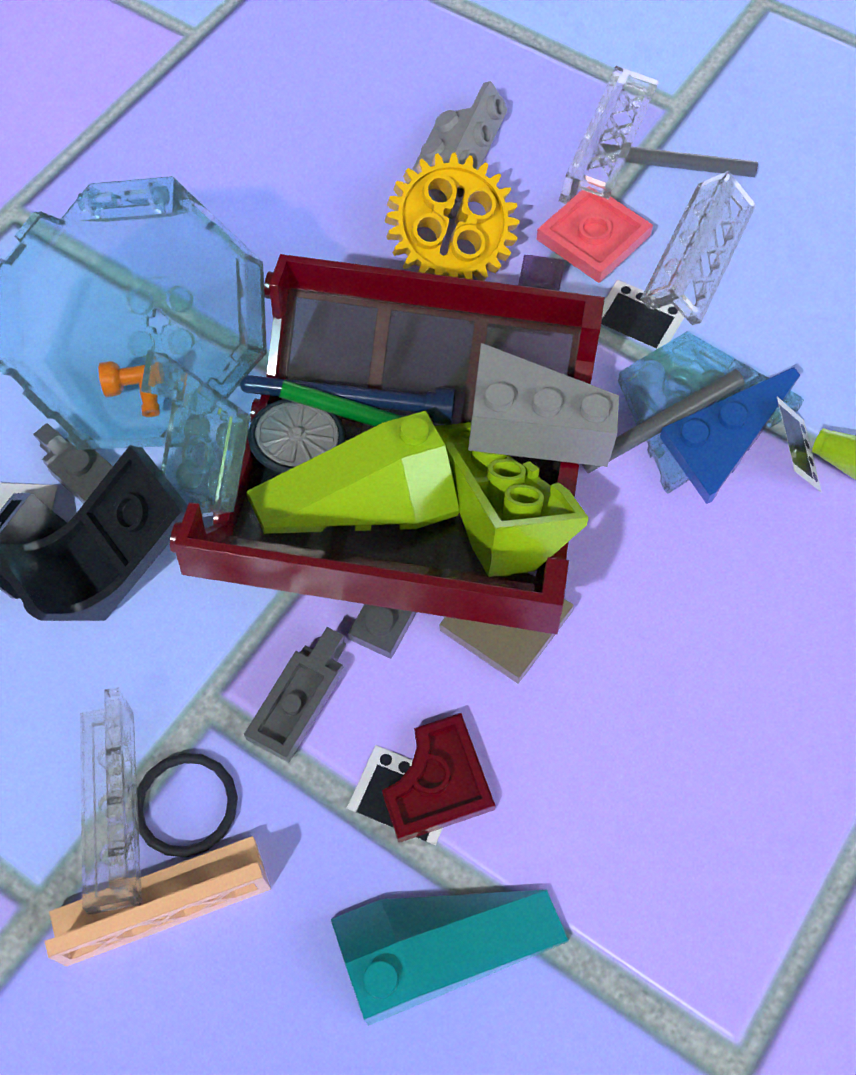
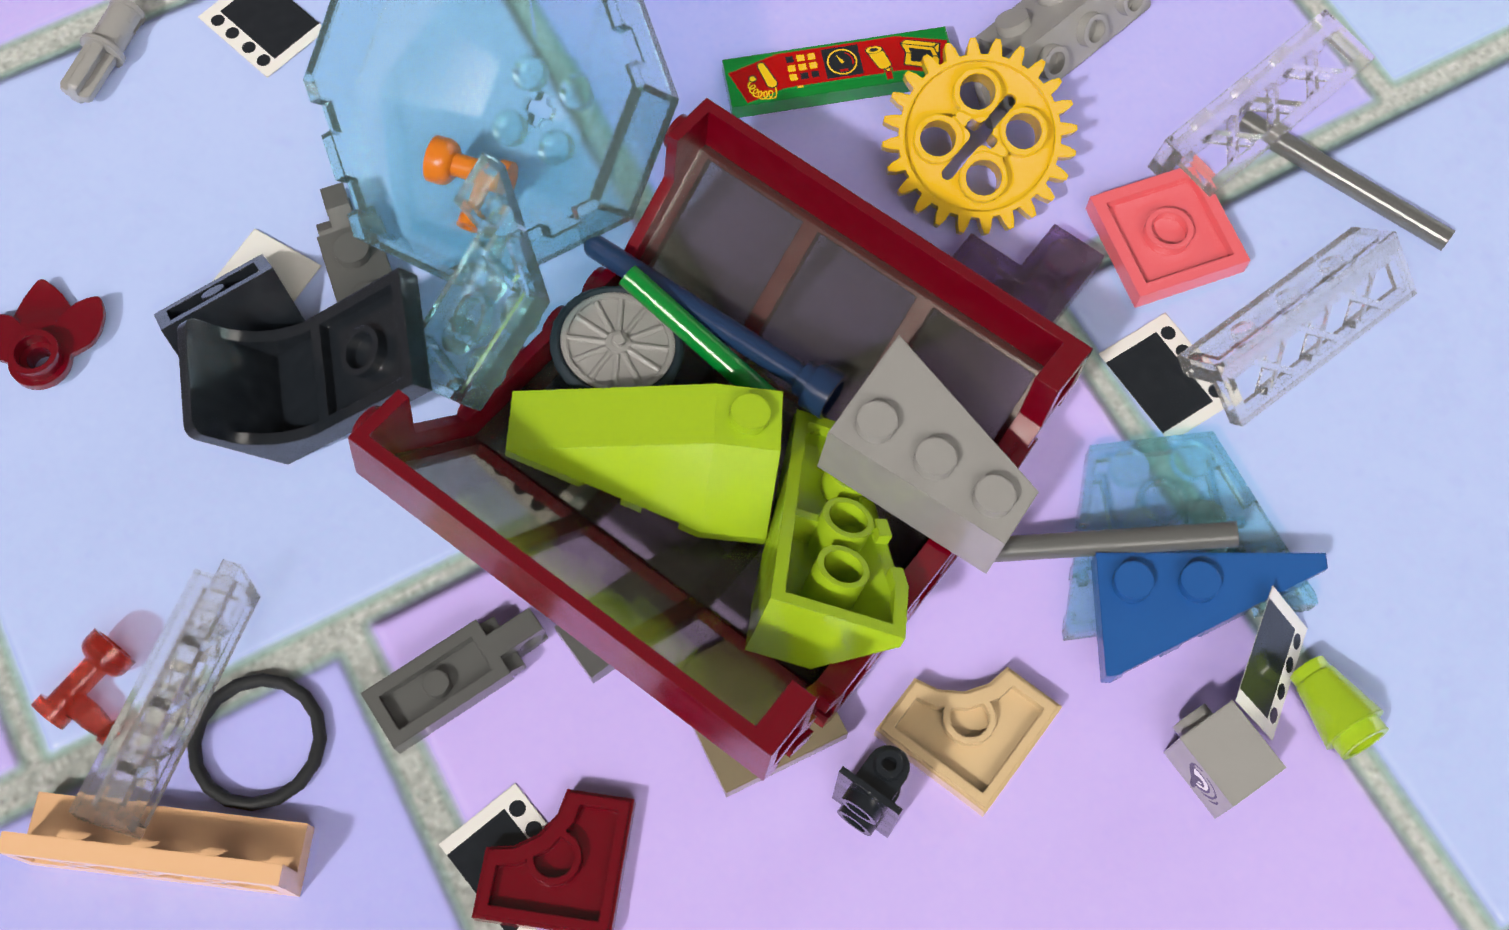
camera: 25 degrees right, 5 degrees up
(37, 839) = (70, 697): none -> clear red piece
(335, 223) = (828, 72): none -> tile
(615, 630) = (871, 794): none -> black hinge
(647, 575) = (970, 737): none -> tan tile
(802, 512) = (1222, 757): none -> light grey brick

